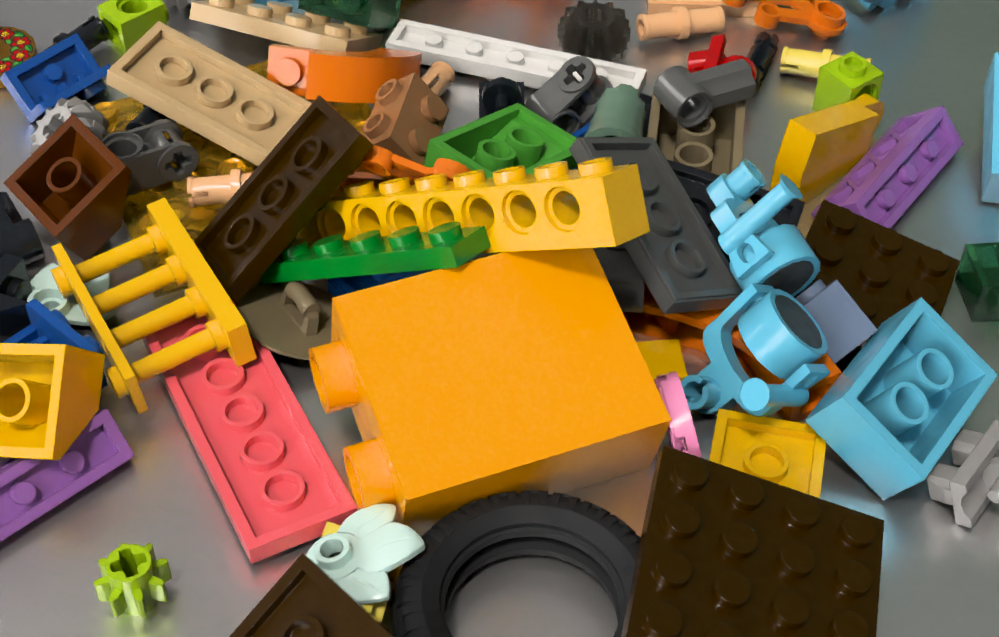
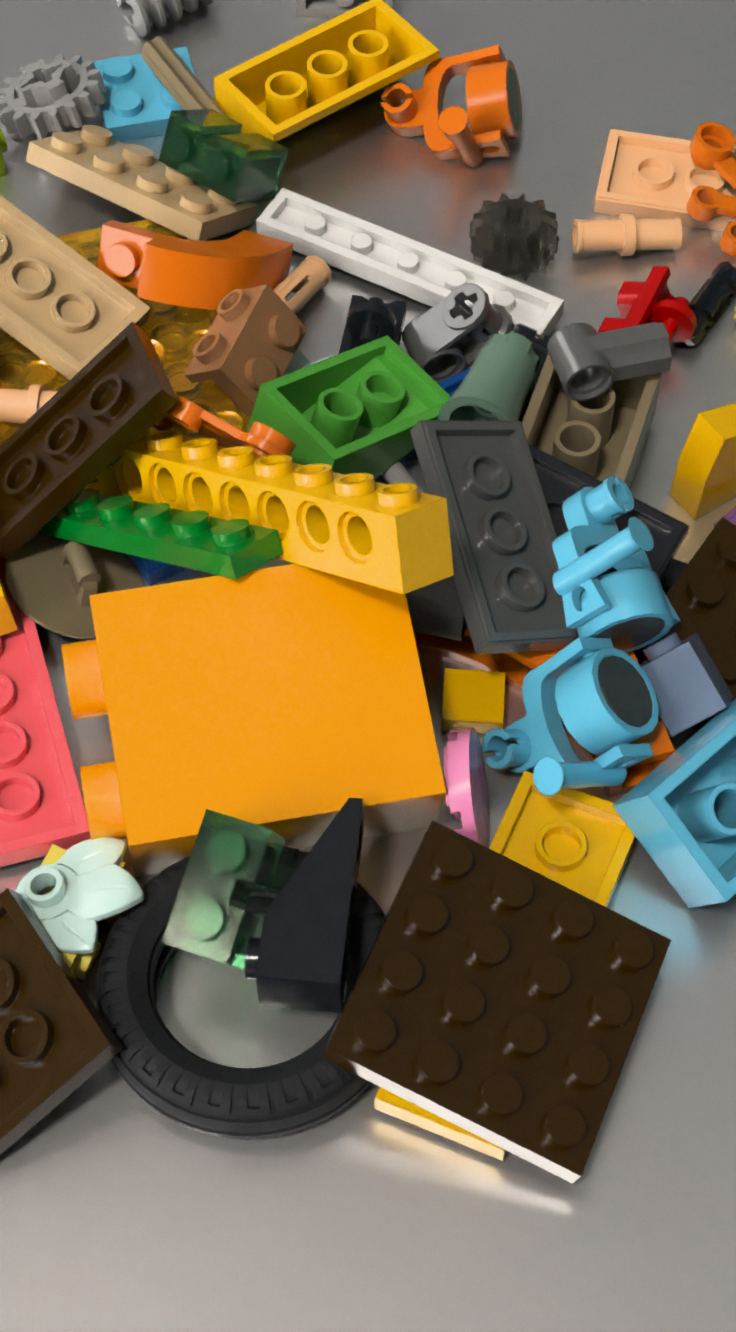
camera: 10 degrees right, 10 degrees up
(503, 494) = (216, 886): none -> clear green brick
(583, 545) = (310, 923): none -> black slope

